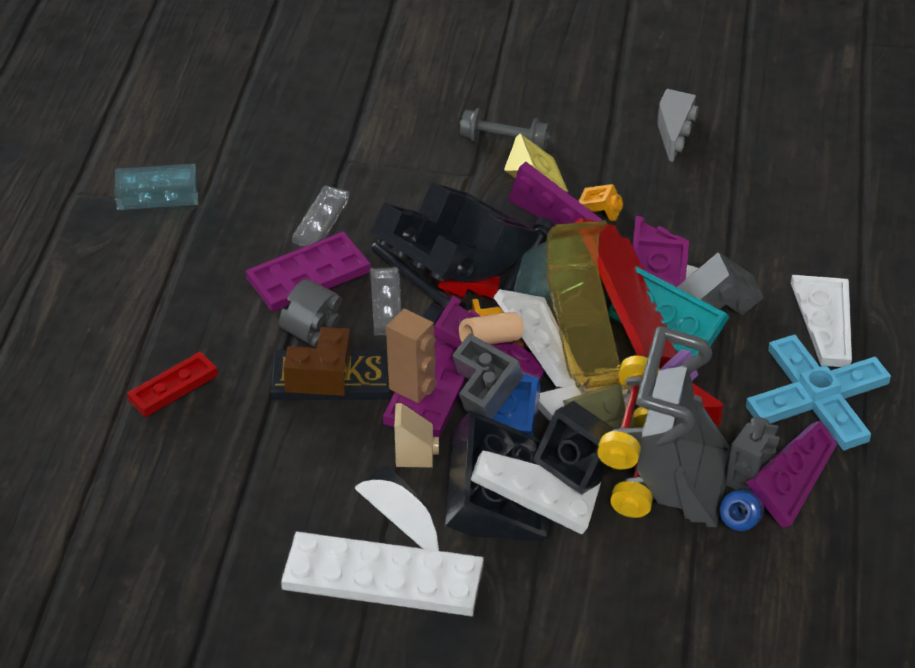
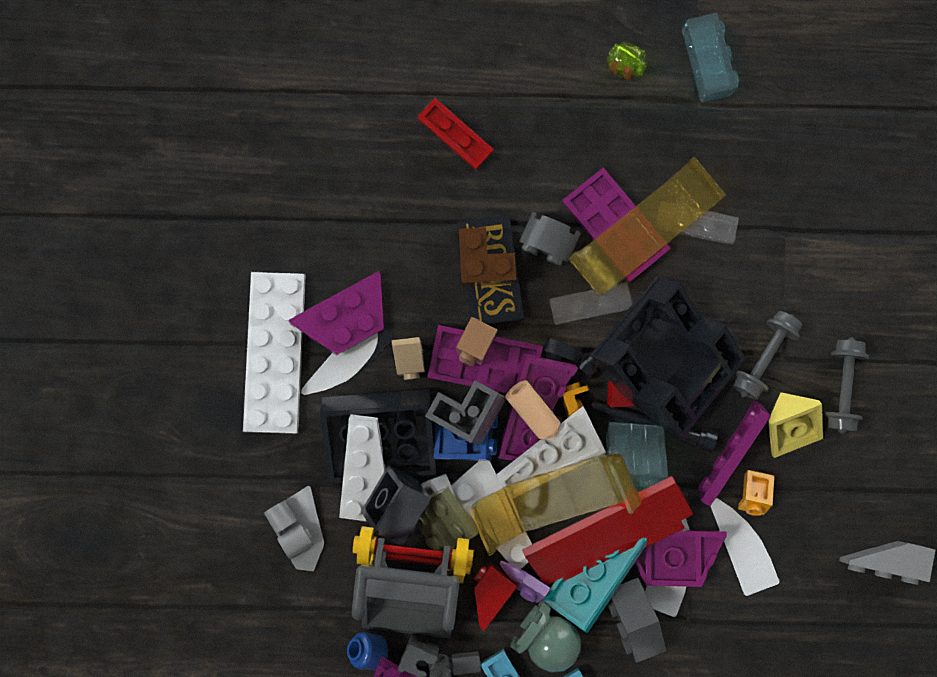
camera: 80 degrees right, 40 degrees up
(139, 242) = (626, 60): none -> clear neon green head
(311, 232) = (647, 227): none -> clear yellow windscreen
(355, 496) = (345, 317): none -> magenta wing
(440, 163) = (784, 326): none -> dark grey piece
(591, 570) = (298, 529): none -> light grey panel
(670, 217) = (745, 550): none -> white sticker
(737, 355) = (549, 640): none -> sand green tile

